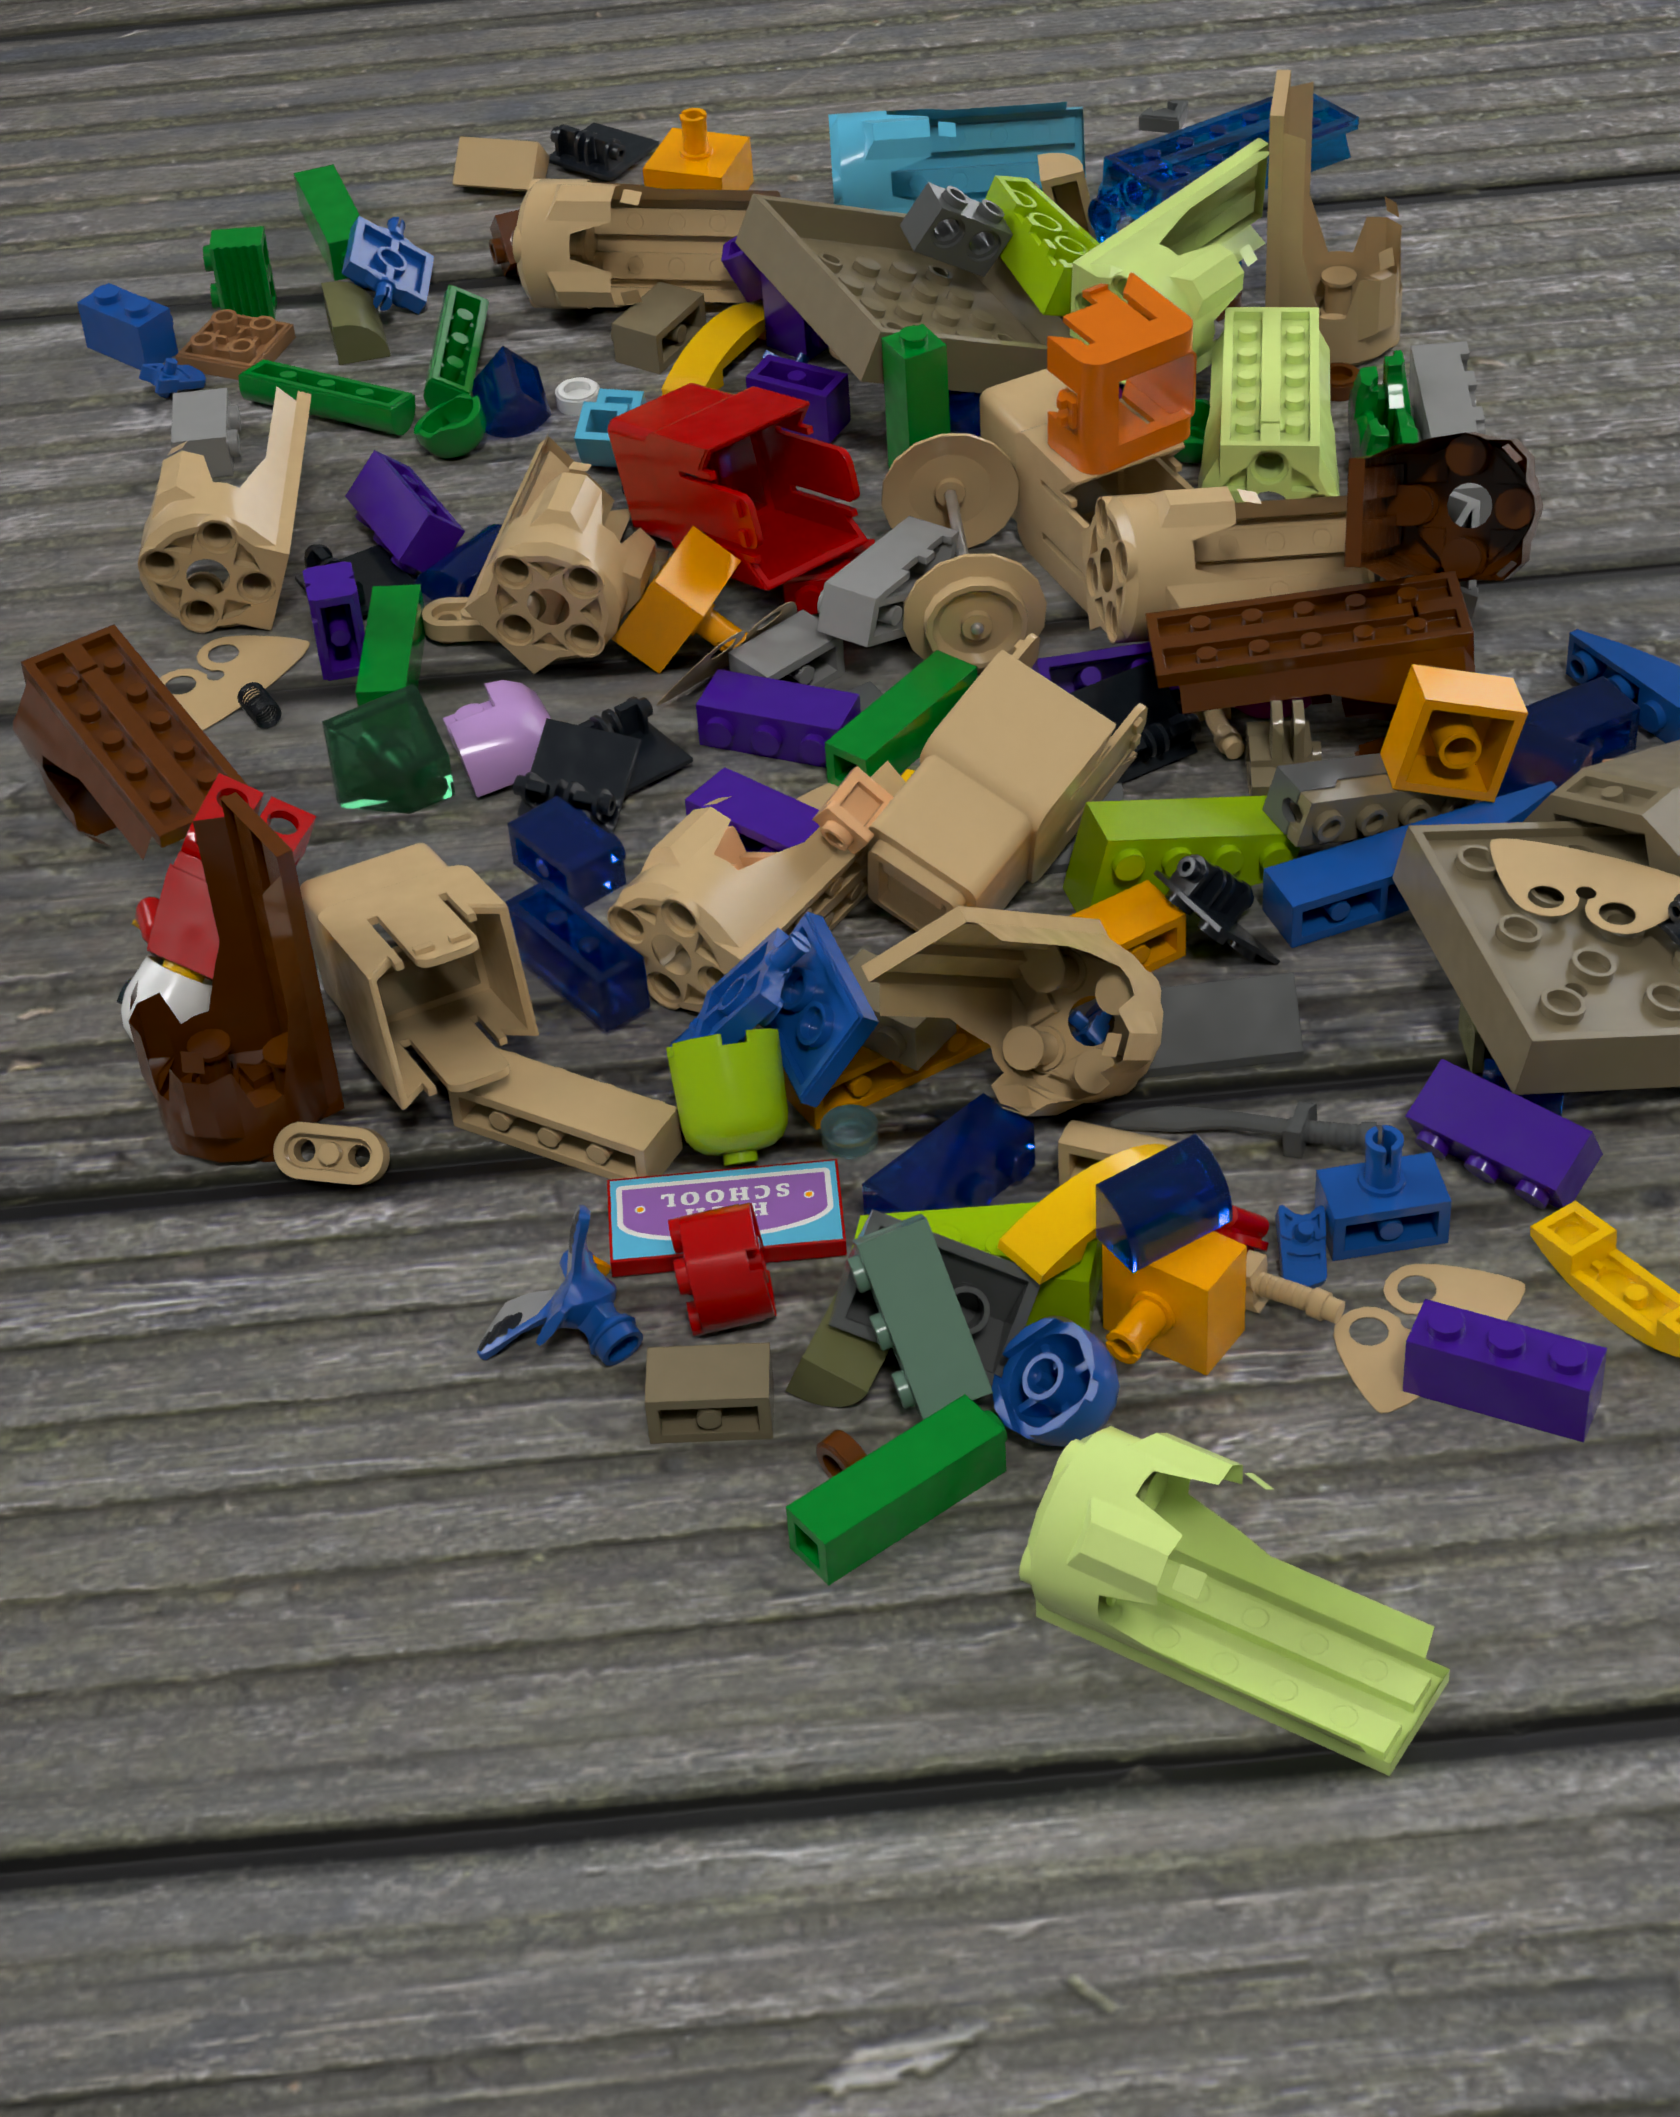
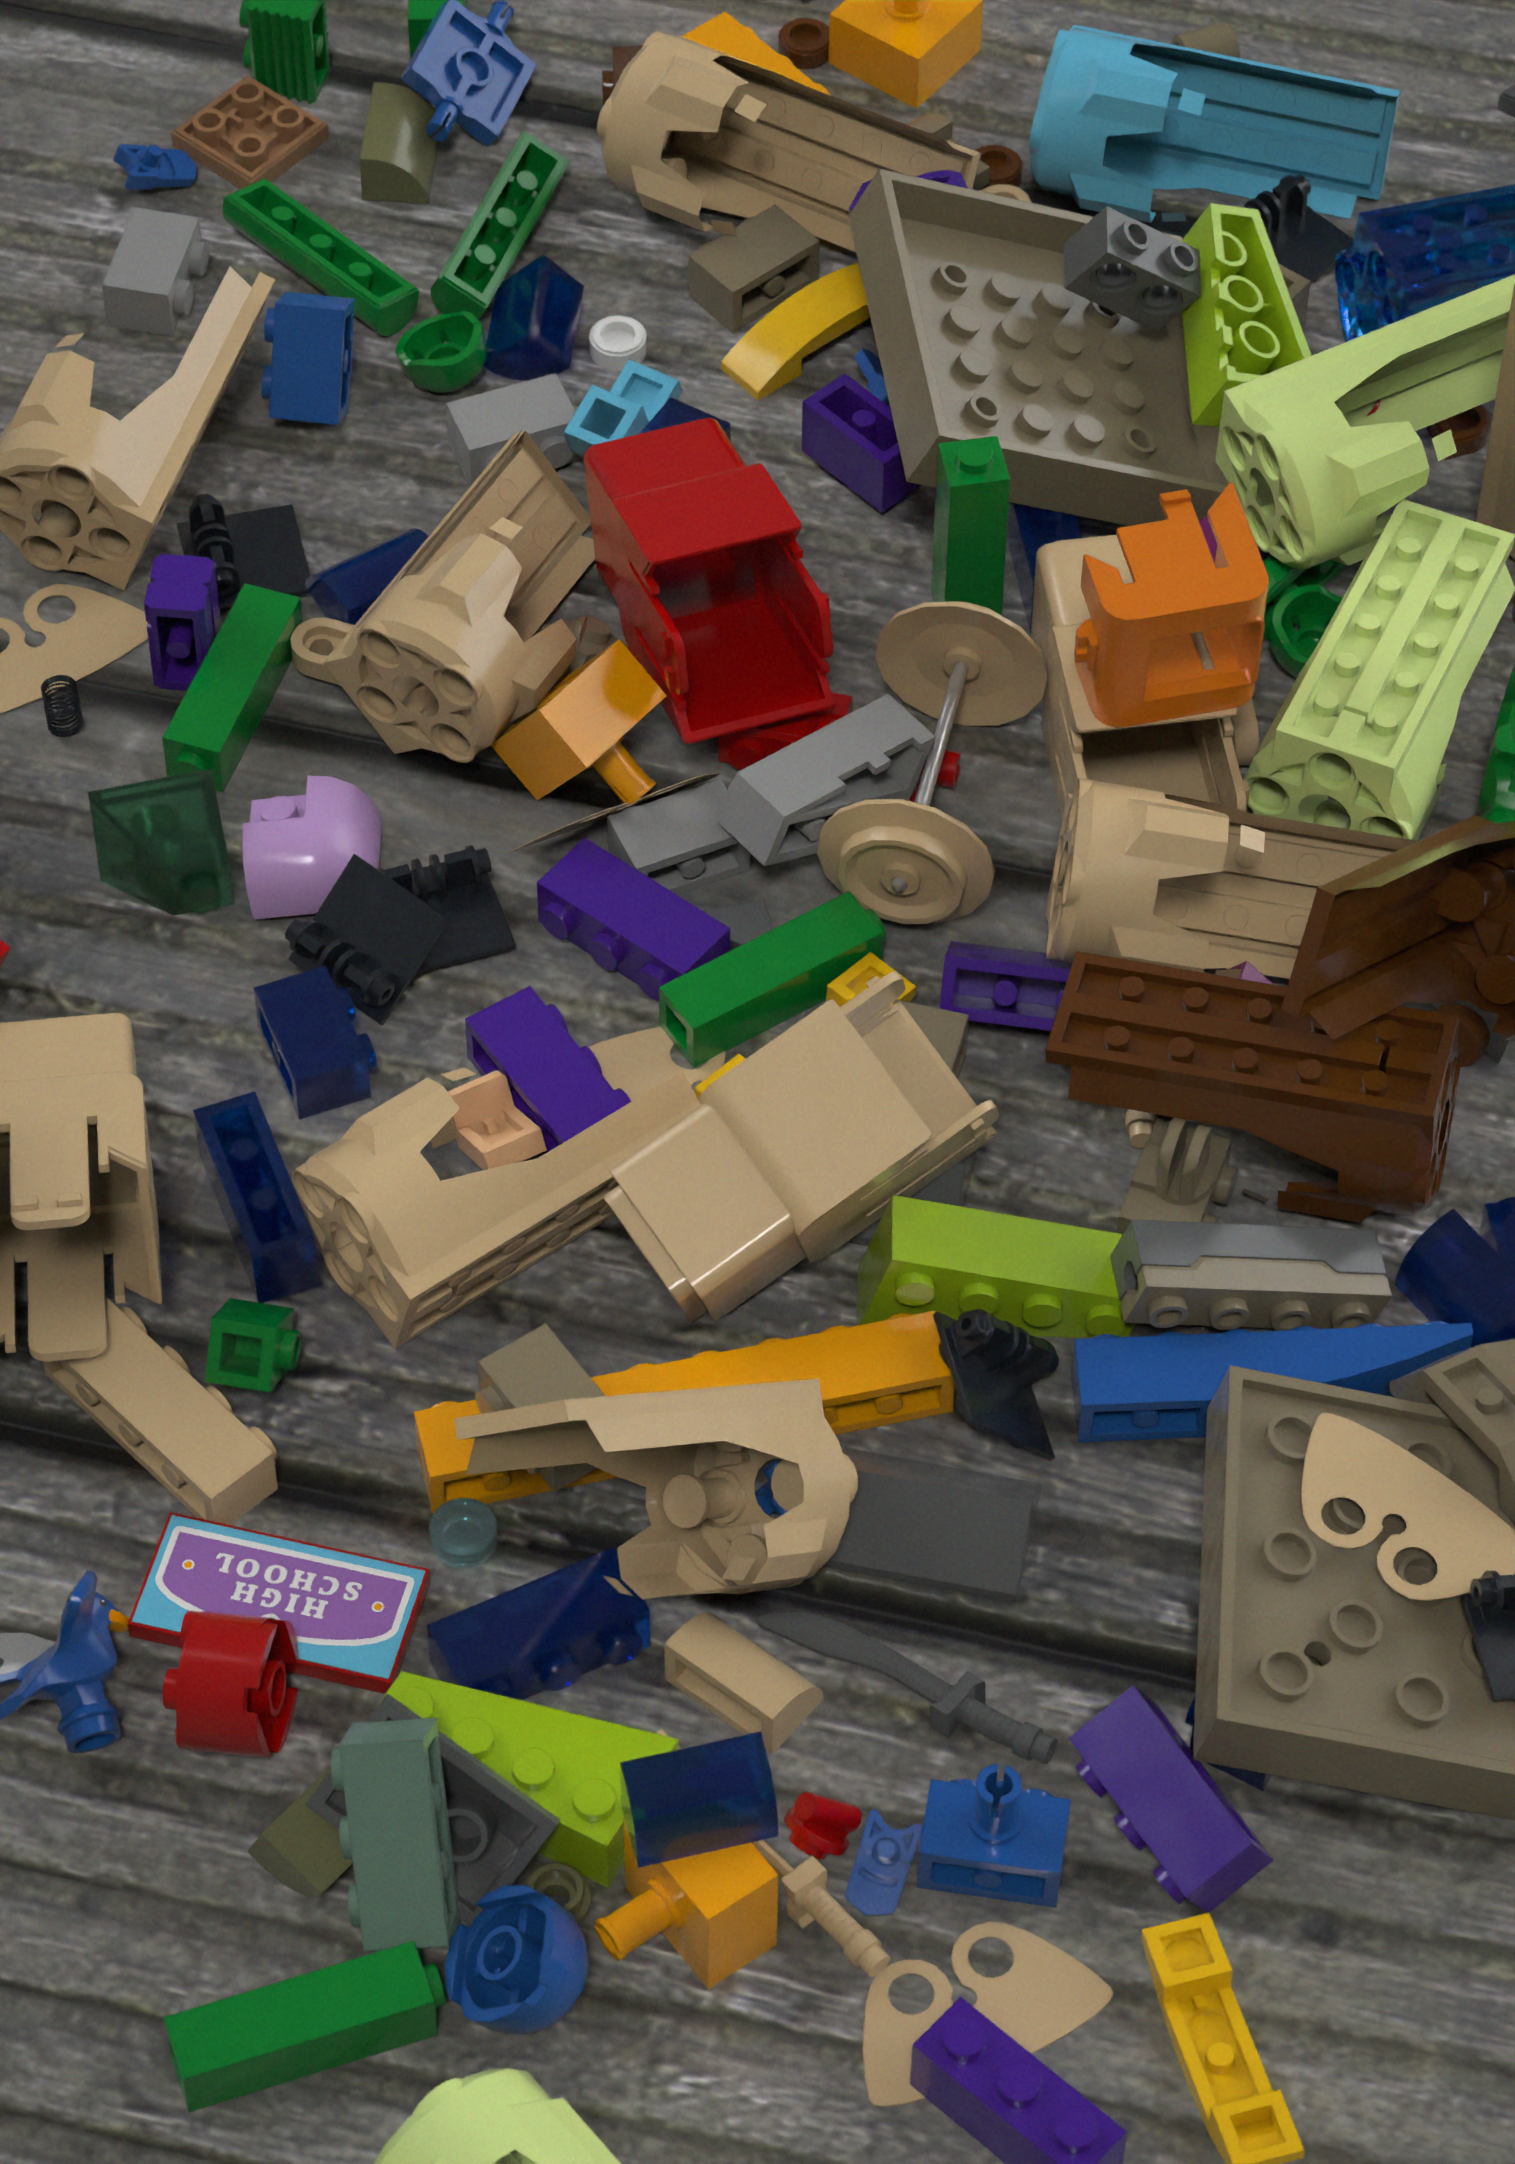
camera: 15 degrees right, 10 degrees up
(127, 326) = (130, 74): blue brick -> none
(353, 434) = (309, 357): none -> blue brick
(403, 514) = (328, 477): dark purple brick -> none
(506, 457) = (487, 421): none -> light grey brick
(623, 1048) = (251, 1345): none -> green brick
(709, 1393) = (158, 1832): dark tan brick -> none
(730, 1094) = (334, 1456): lime cylinder -> none
(749, 990) = (380, 1350): blue plate -> none
(821, 1016) = (452, 1373): blue tile -> none
(838, 1452) = (257, 1962): reddish brown tile -> none
(852, 811) = (604, 1137): light nougat bracket -> none
(1062, 1223) = (583, 1779): yellow slope -> none
(1066, 185) = (1314, 230): tan brick -> none
(1167, 731) = (1011, 1069): black hinge -> none
(1453, 733) = (1357, 1239): light orange brick -> none

